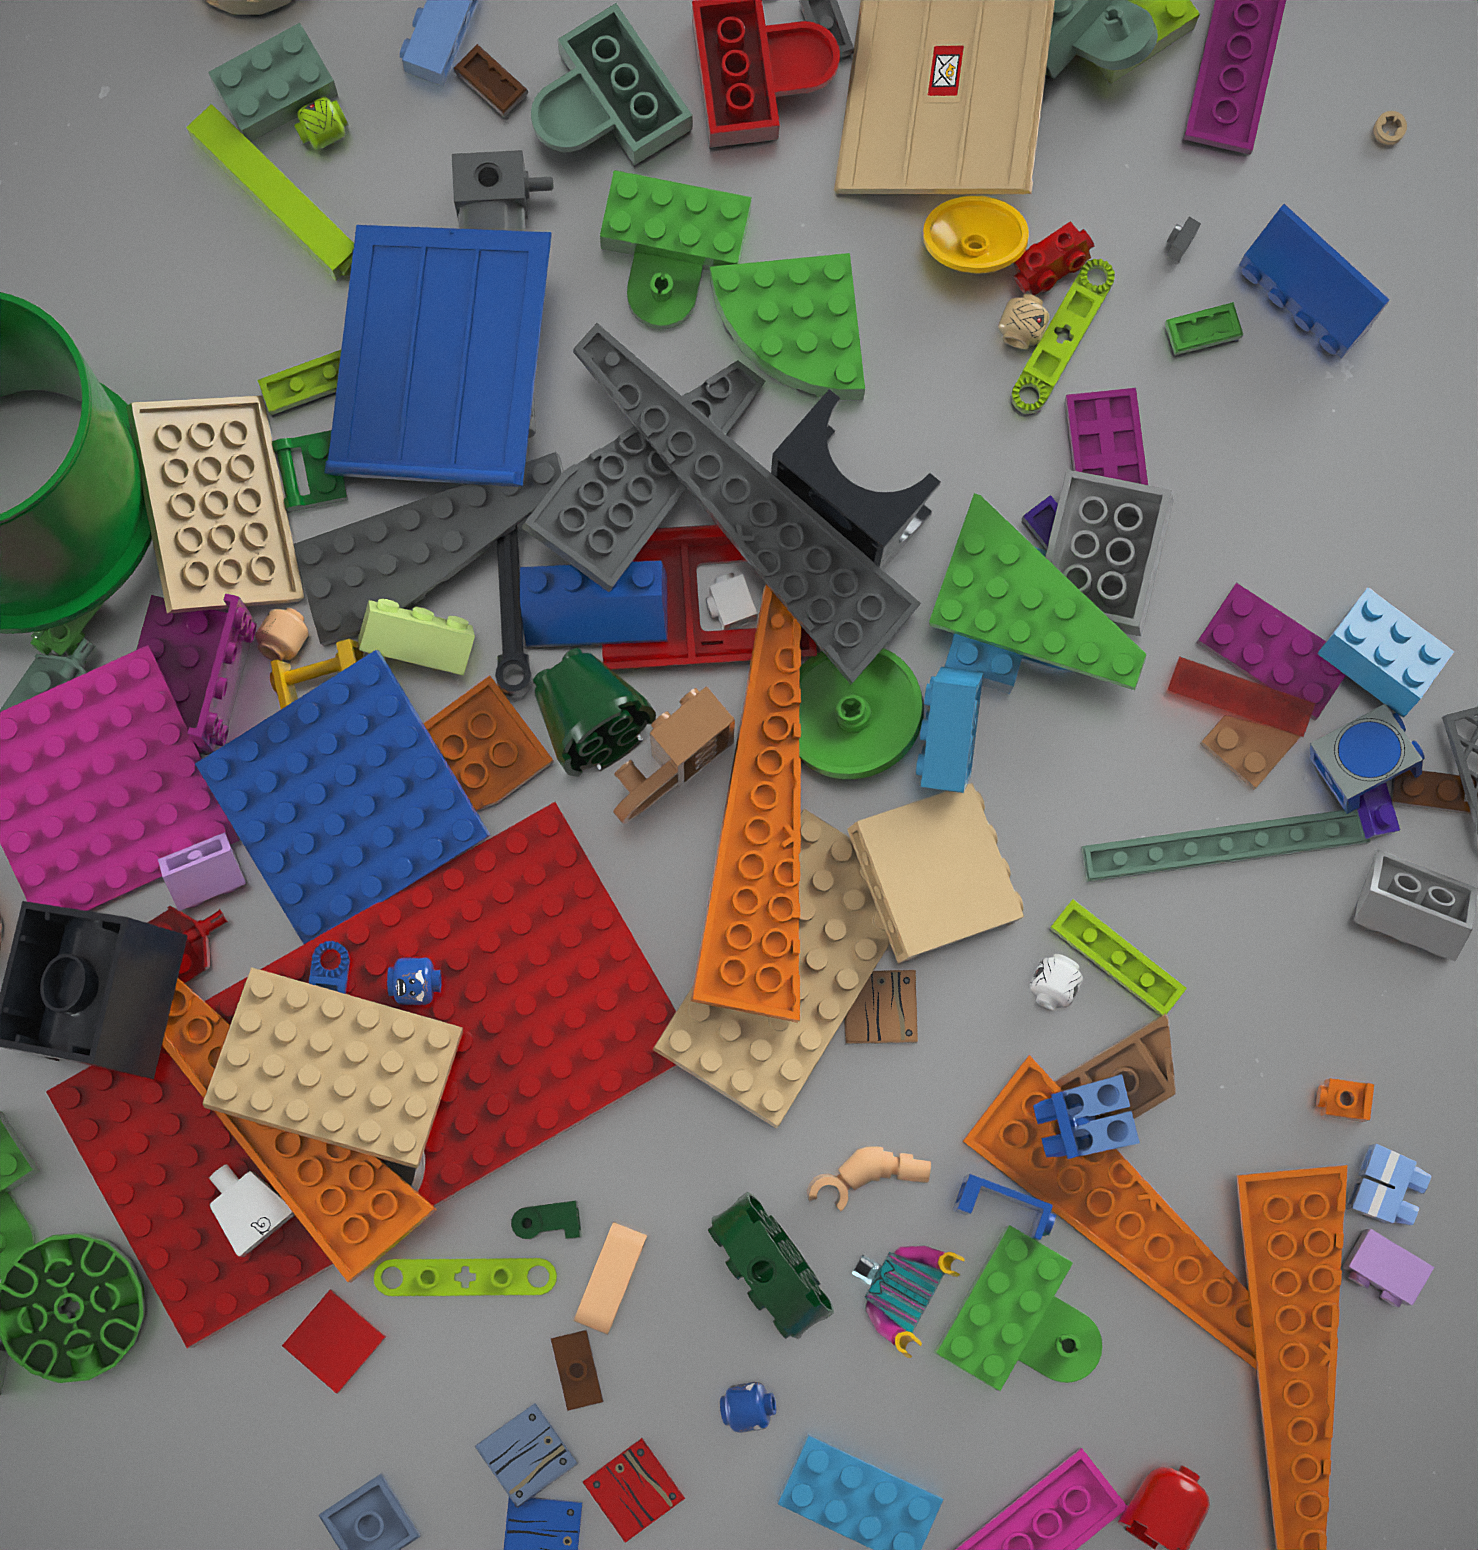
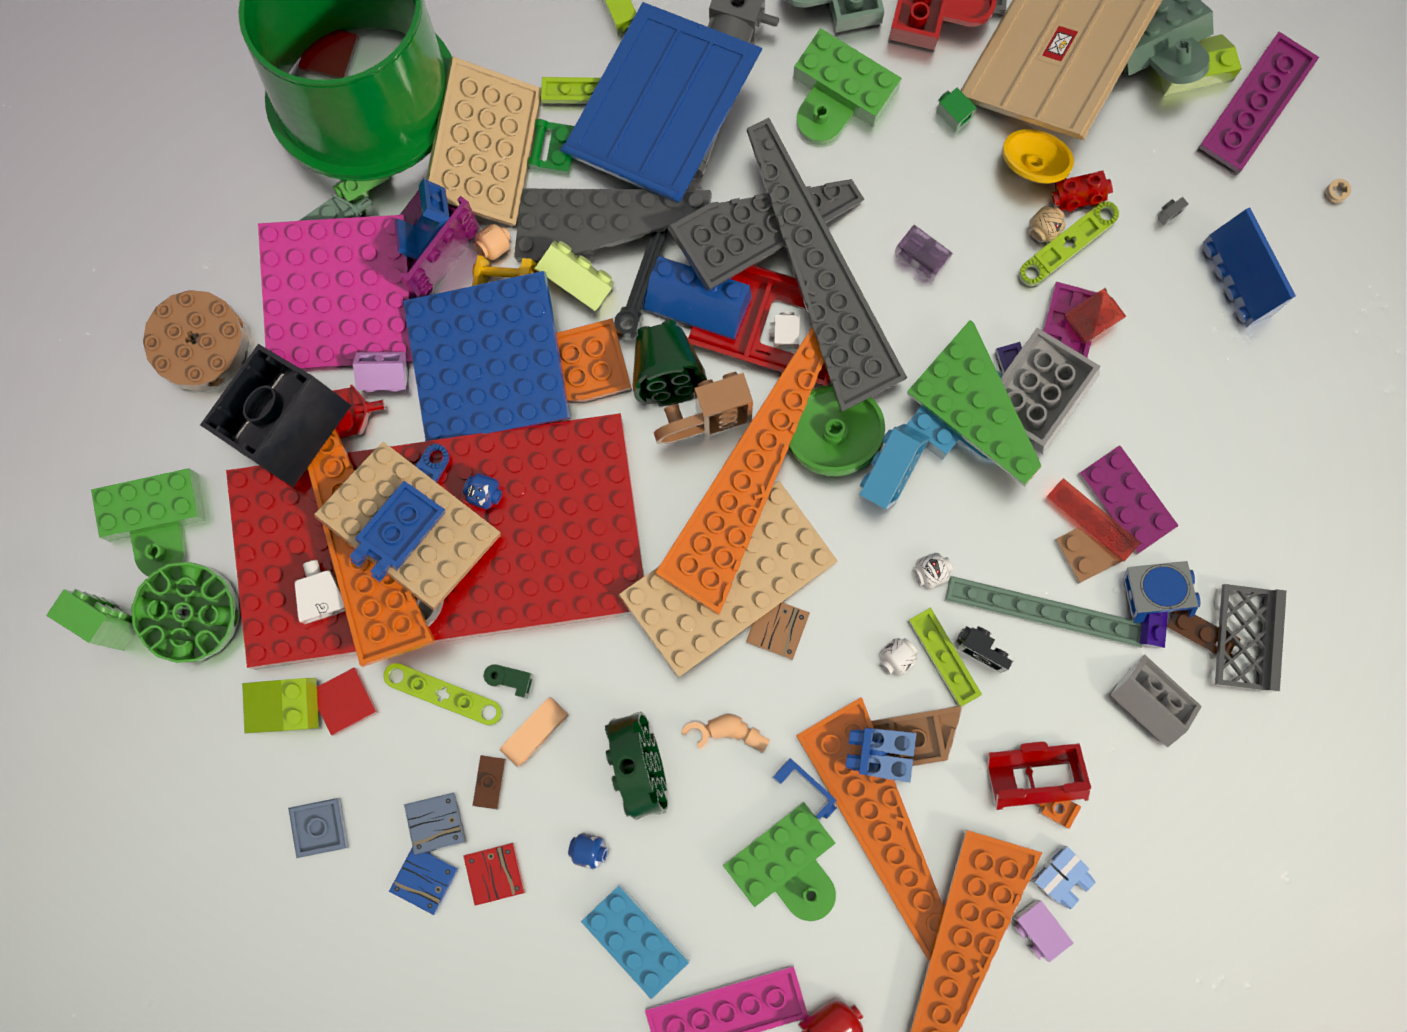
camera: 30 degrees right, 0 degrees up
(187, 666) = (415, 239): none -> blue panel
(250, 1382) = (280, 705): none -> lime slope
(324, 1079) = (396, 530): none -> blue tile
(795, 321) = (898, 167): bright green brick -> none
(839, 209) = (955, 108): none -> green brick
(869, 519) = (895, 308): black piece -> none
(873, 425) = (922, 253): none -> clear purple brick
(902, 1289) = (718, 815): torso -> none
(935, 872) = (848, 554): tan panel -> none
(1056, 848) = (933, 570): none -> white head
(1136, 423) = (1094, 316): none -> clear red plate
(1156, 925) = (978, 645): none -> black plate
(1204, 328) = (1163, 273): bright green plate -> none
(1286, 1040) = (1036, 754): none -> red piece
(1385, 652) = (1201, 527): brick -> none

